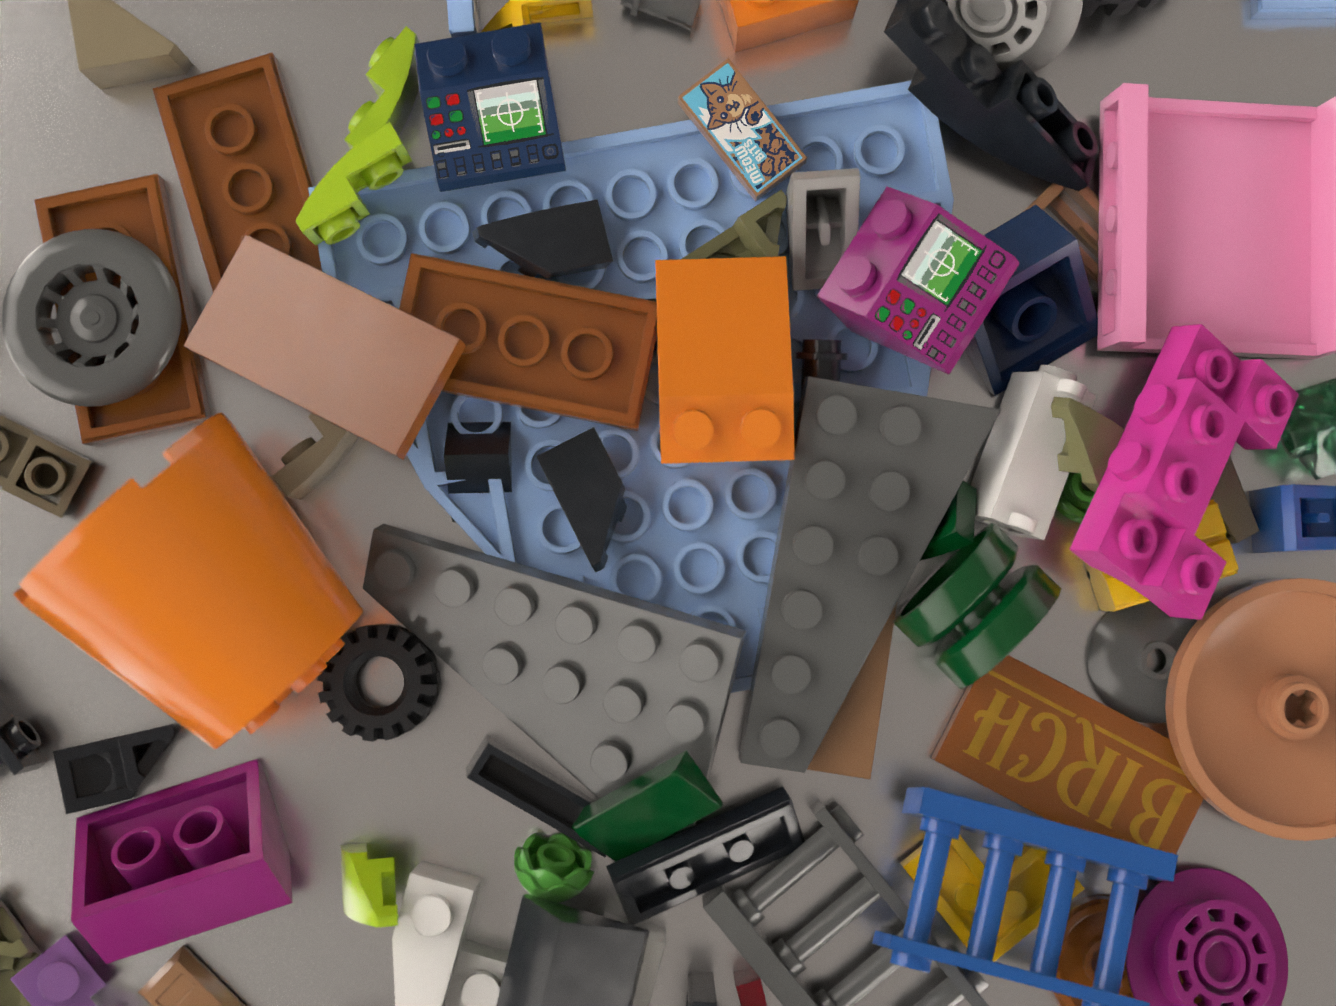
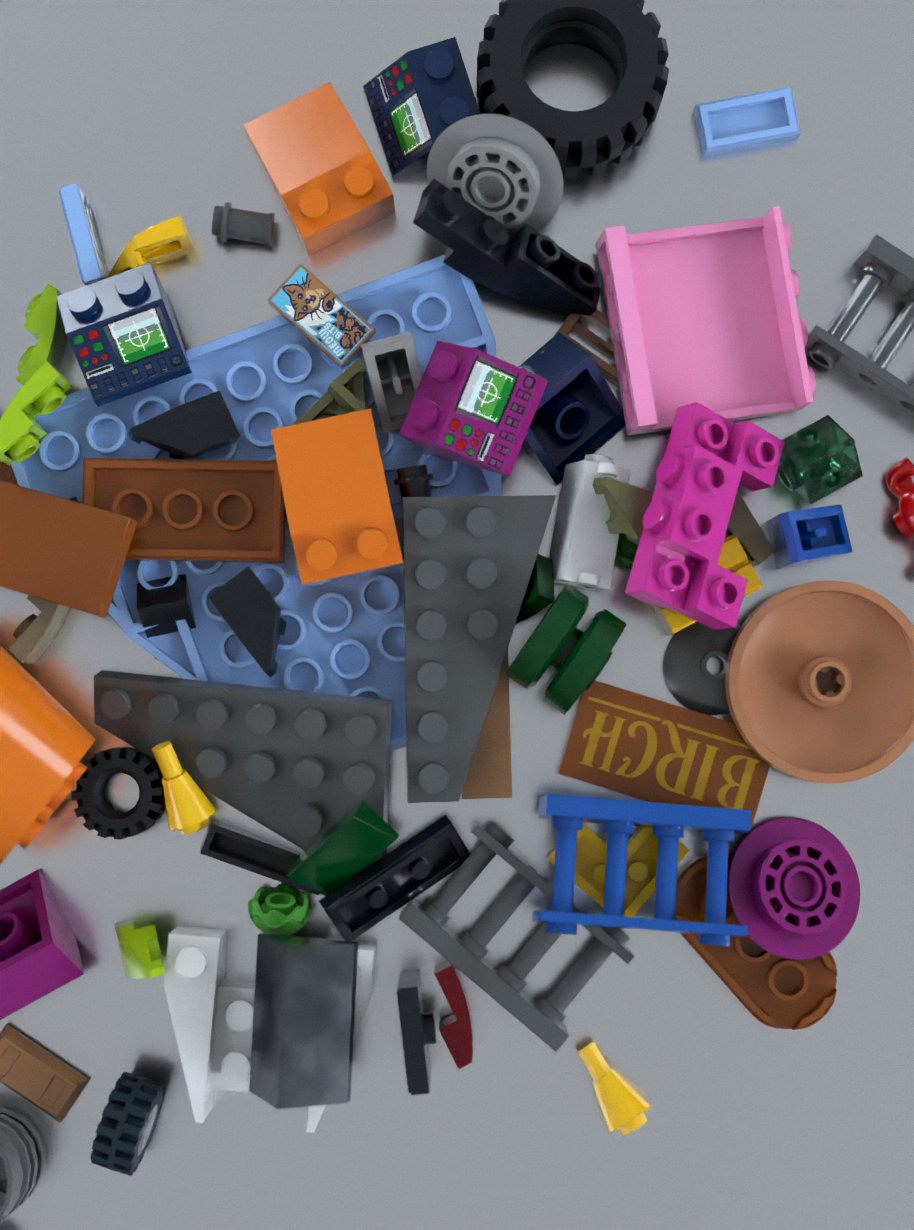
camera: 10 degrees left, 0 degrees up
(458, 709) = (185, 802): none -> yellow cone

